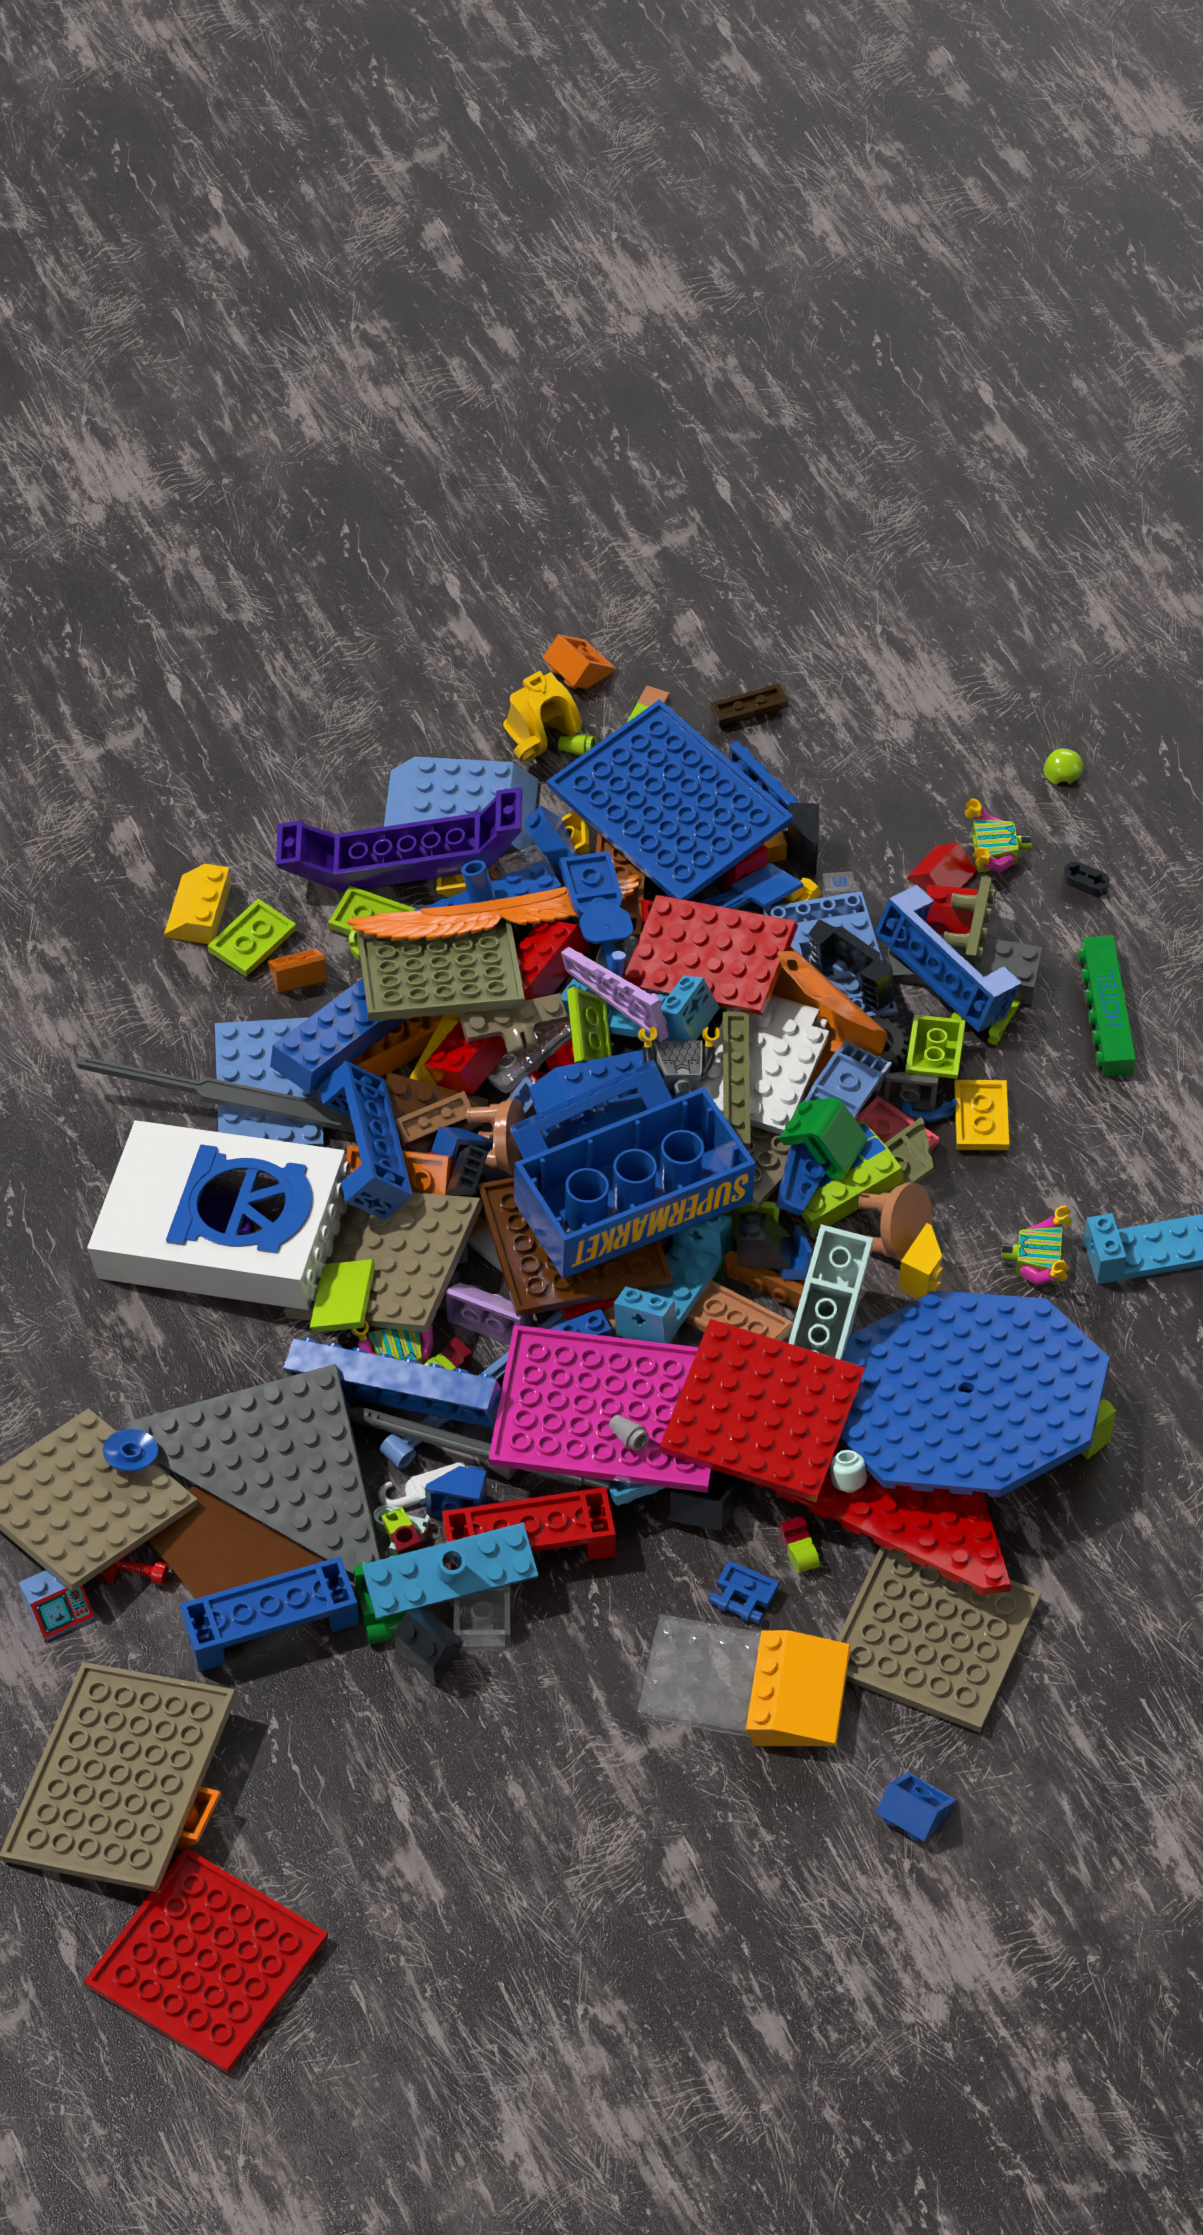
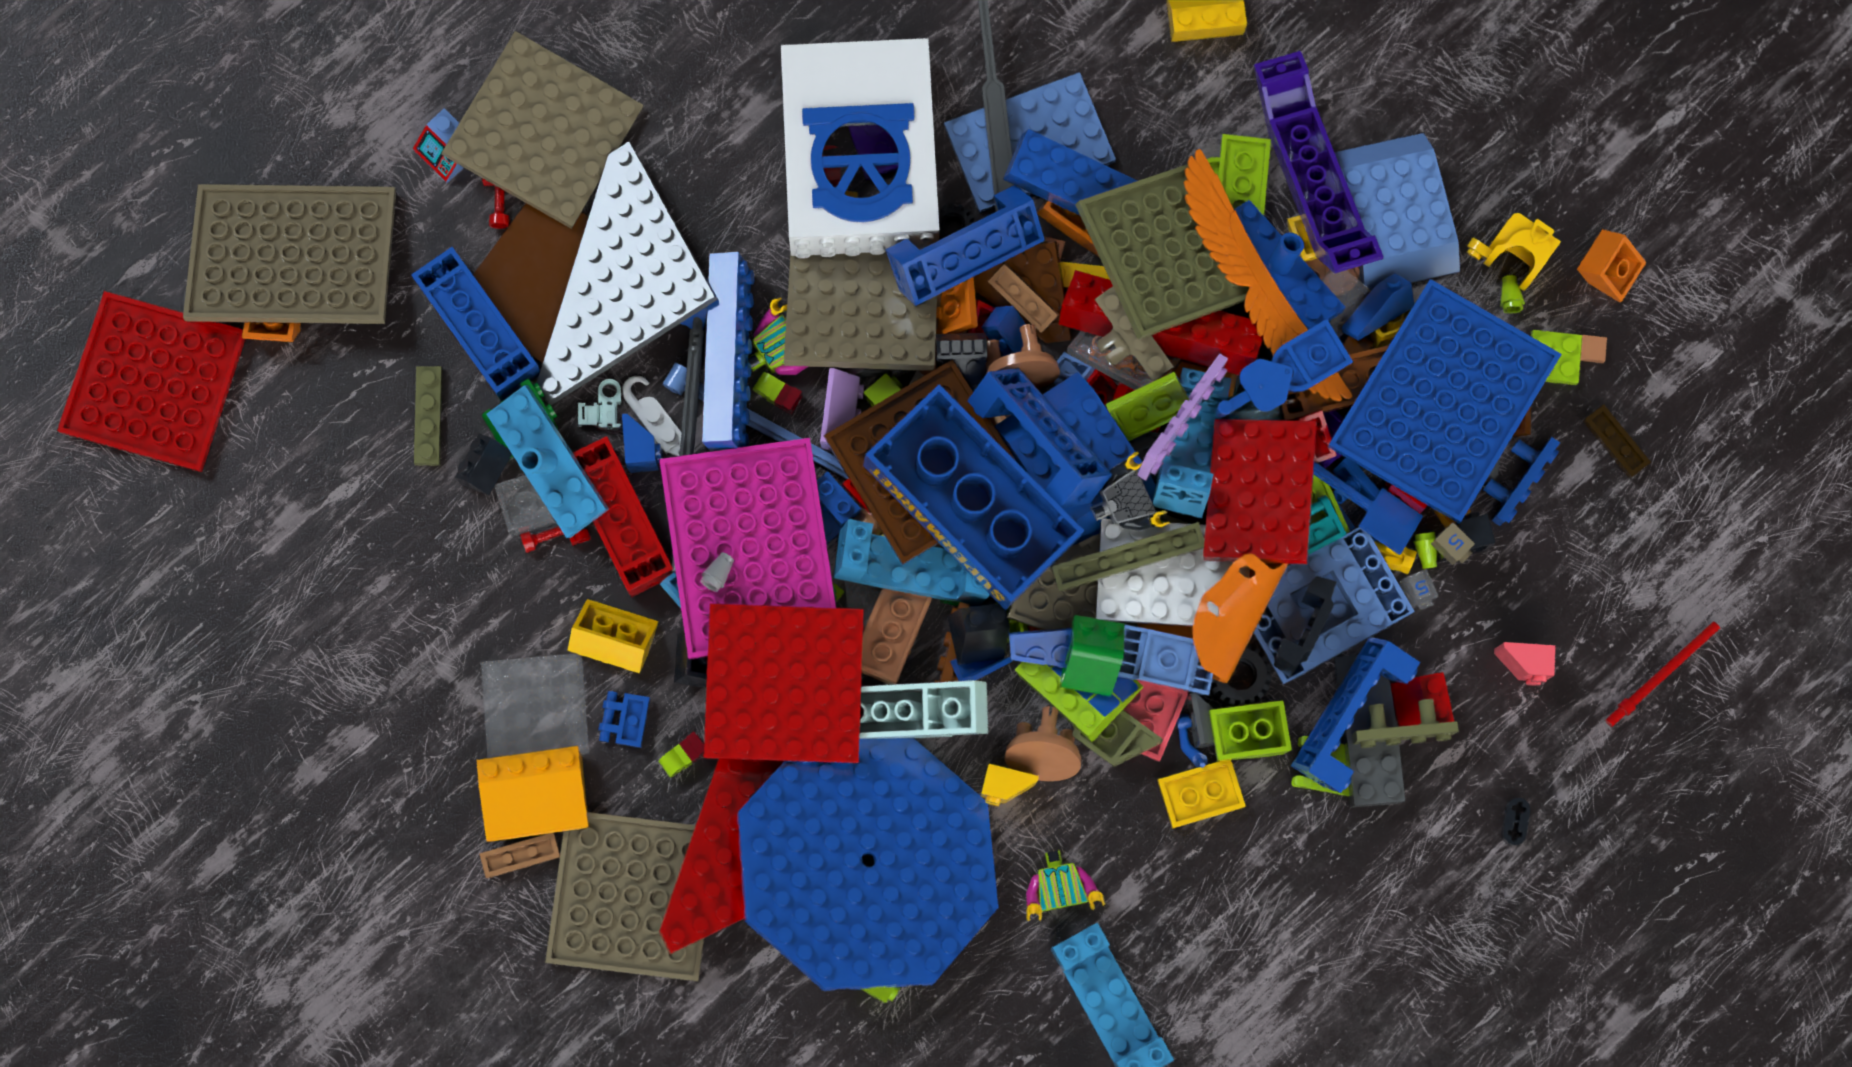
camera: 70 degrees right, 25 degrees up
(130, 1450) = (594, 142): blue dish -> none
(252, 937) = (1185, 72): lime plate -> none
(298, 970) = (1165, 123): orange slope -> none
(342, 1296) = (804, 280): lime tile -> none
(348, 1697) = (428, 416): none -> olive plate
(401, 1531) = (586, 408): leg -> none
(483, 1271) = (882, 389): none -> lime brick
(522, 1632) = (531, 540): none -> red bar
(653, 1578) = (612, 635): none -> yellow slope
(801, 871) = (1426, 552): none -> lime cone
(811, 830) = (1453, 544): none -> dark tan brick
(848, 1471) = (750, 777): light aqua head -> none
(858, 1725) = (520, 855): none -> medium nougat plate
(914, 1806) = (455, 926): blue slope -> none
(938, 820) = (1528, 661): none -> coral slope
(944, 866) = (1477, 682): red slope -> none
(994, 840) = (1525, 722): torso -> none
(1002, 764) = (1628, 705): none -> red bar
(1063, 766) = (1646, 765): lime hair -> none
(1107, 1006) = (1366, 880): green brick -> none

